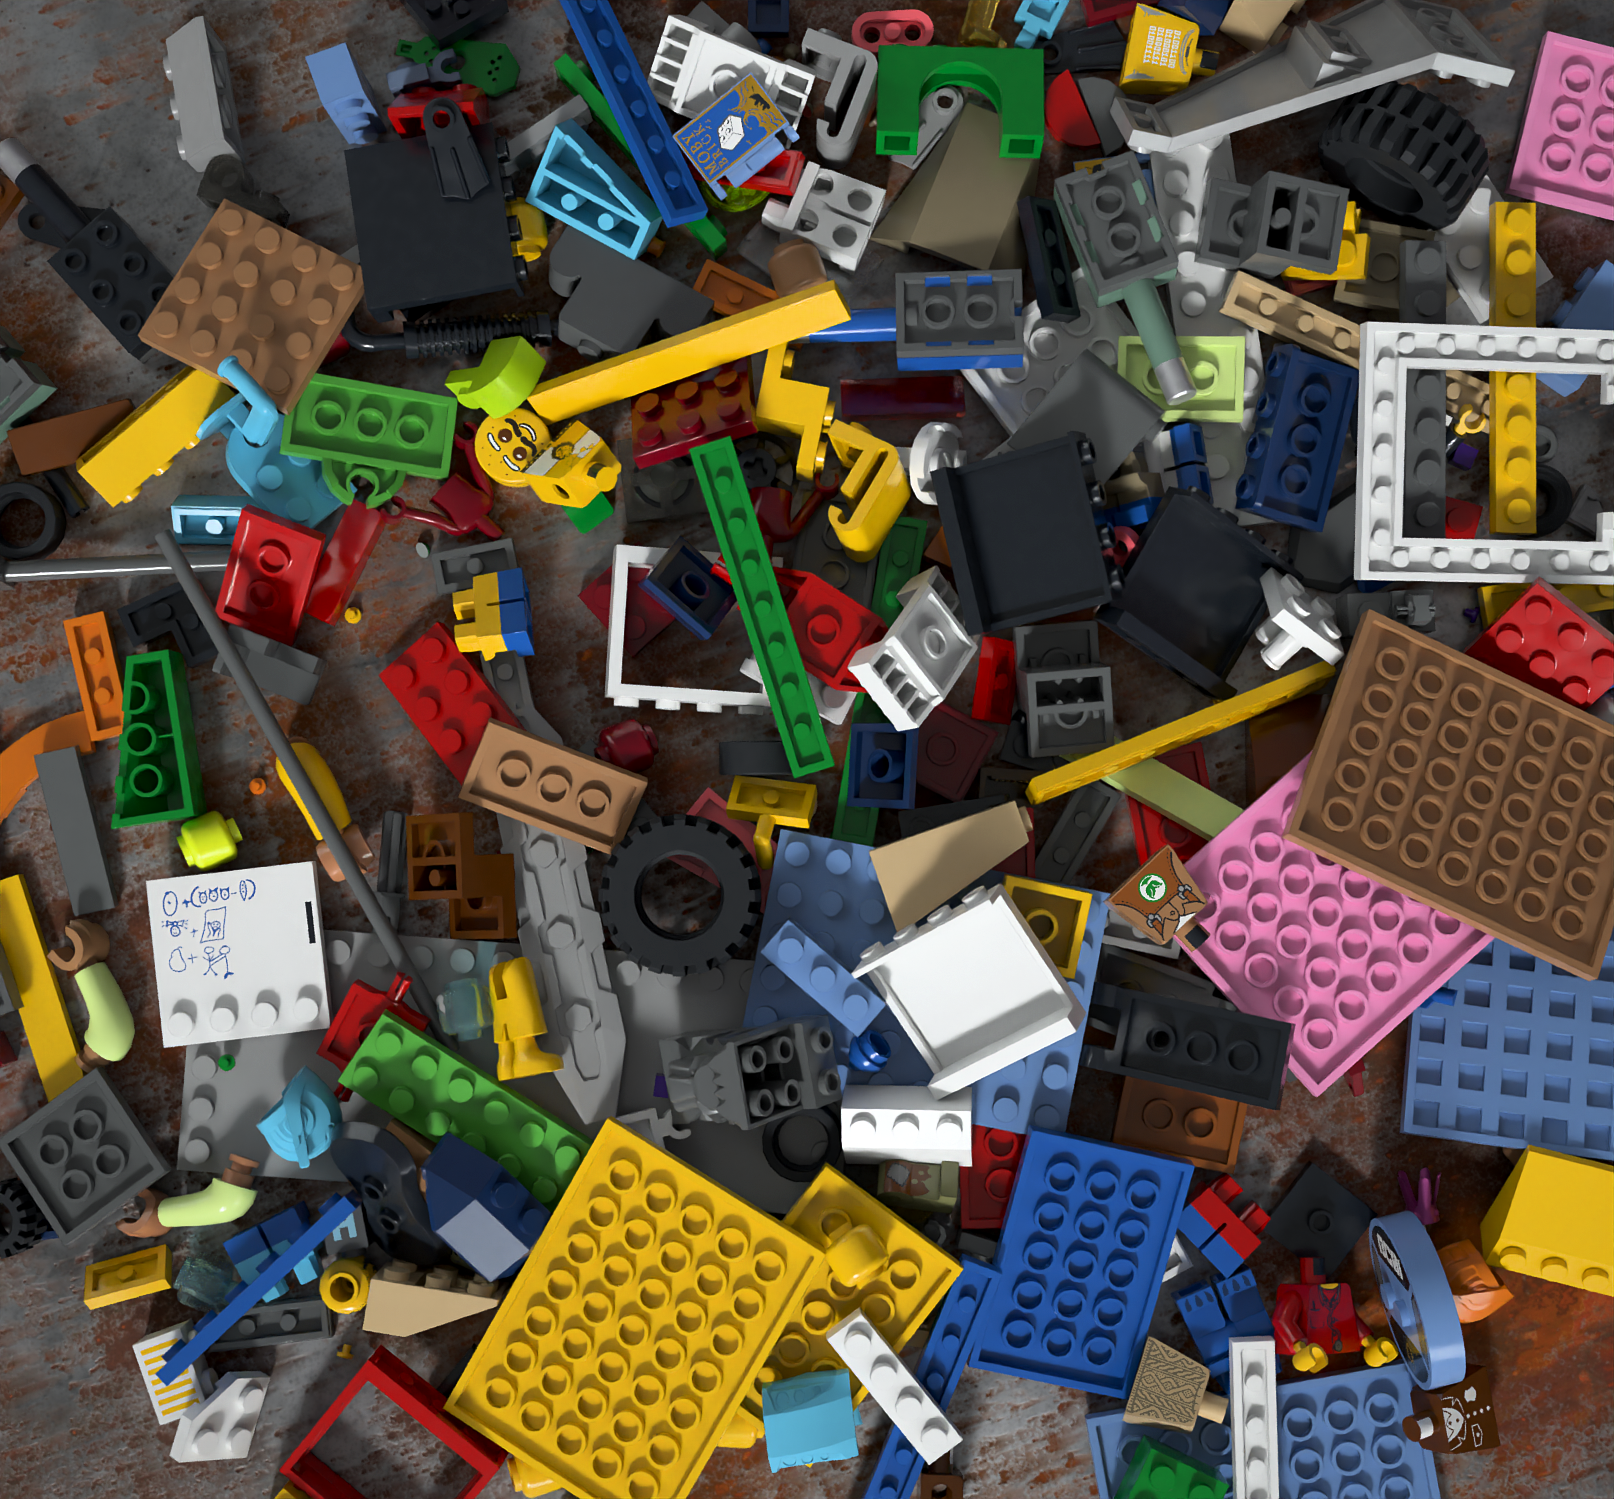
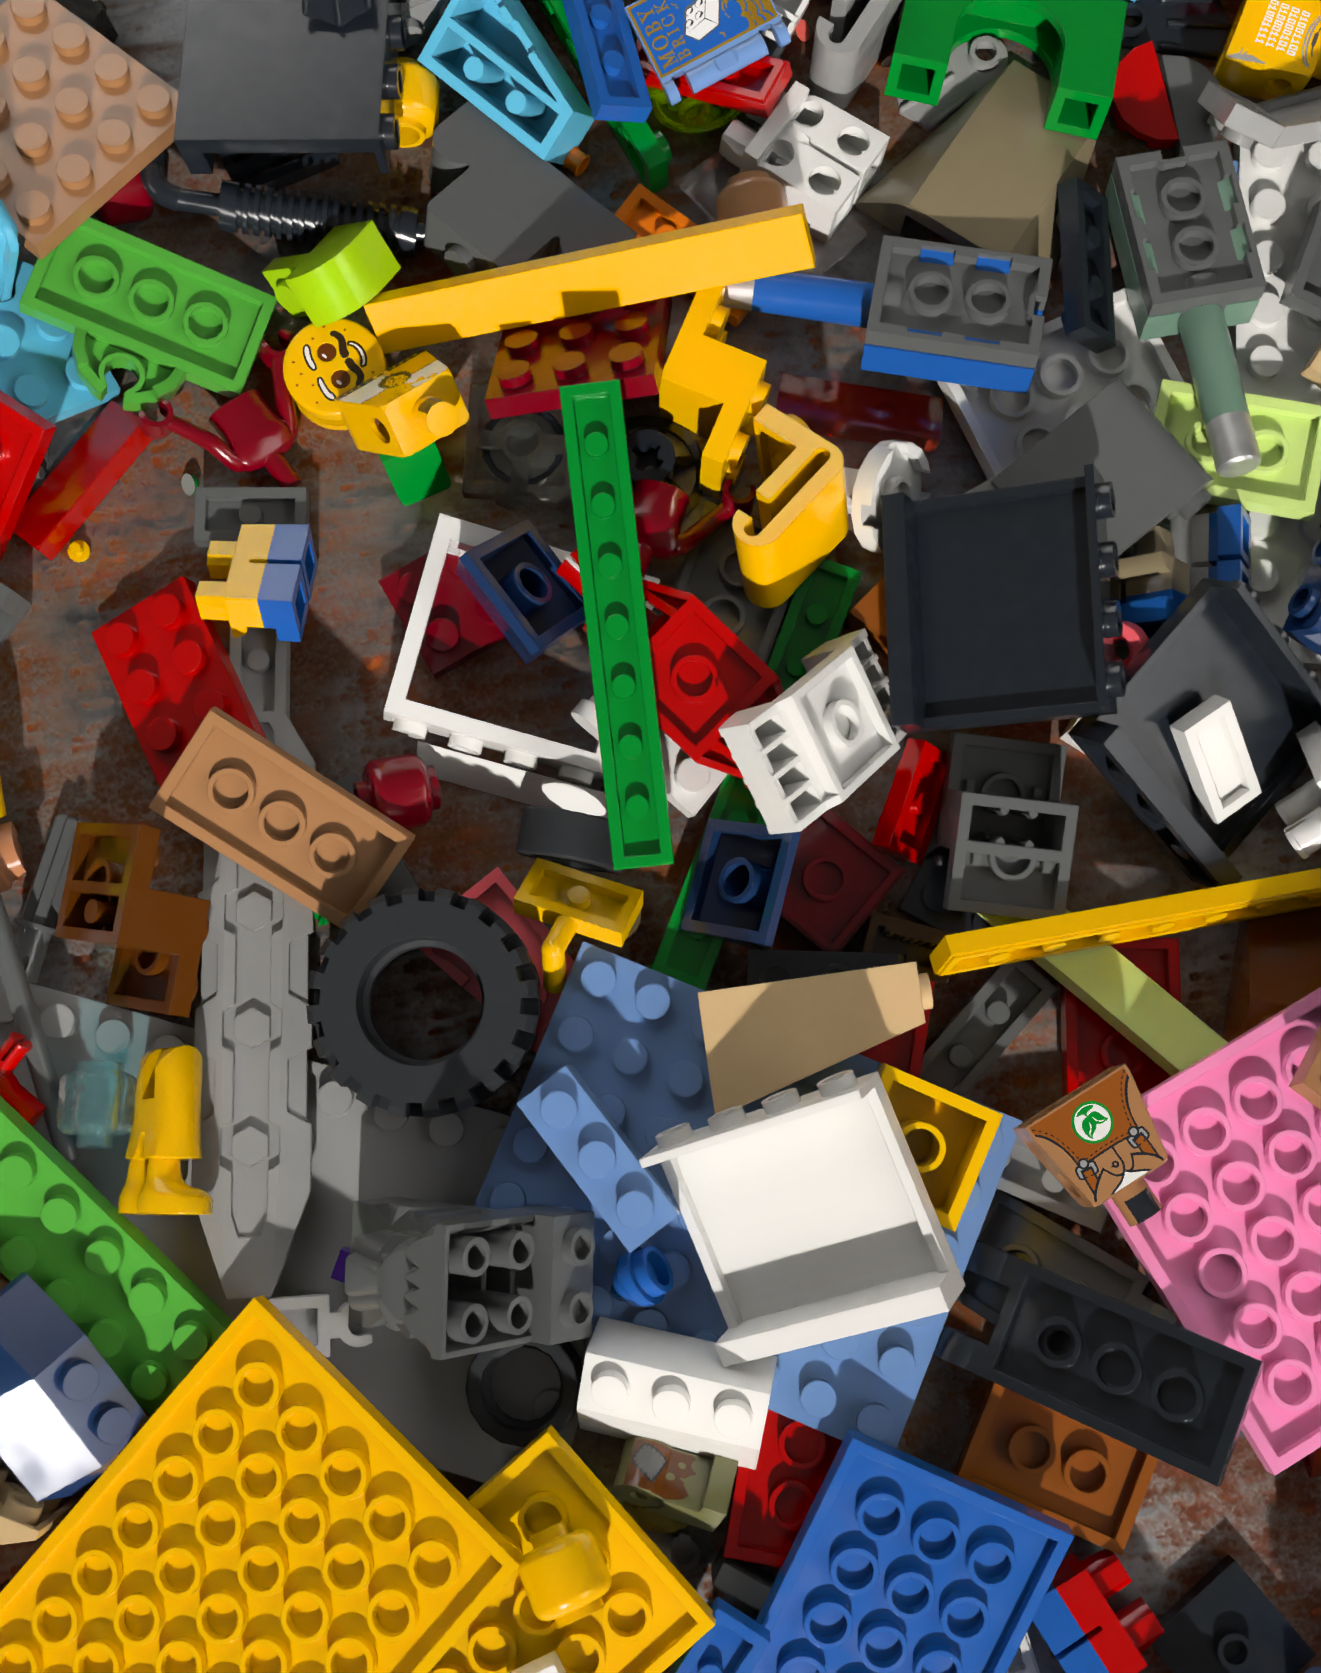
camera: 10 degrees right, 5 degrees down
(708, 724) = (511, 781): none -> white sticker
(1203, 611) = (1216, 758): none -> white tile

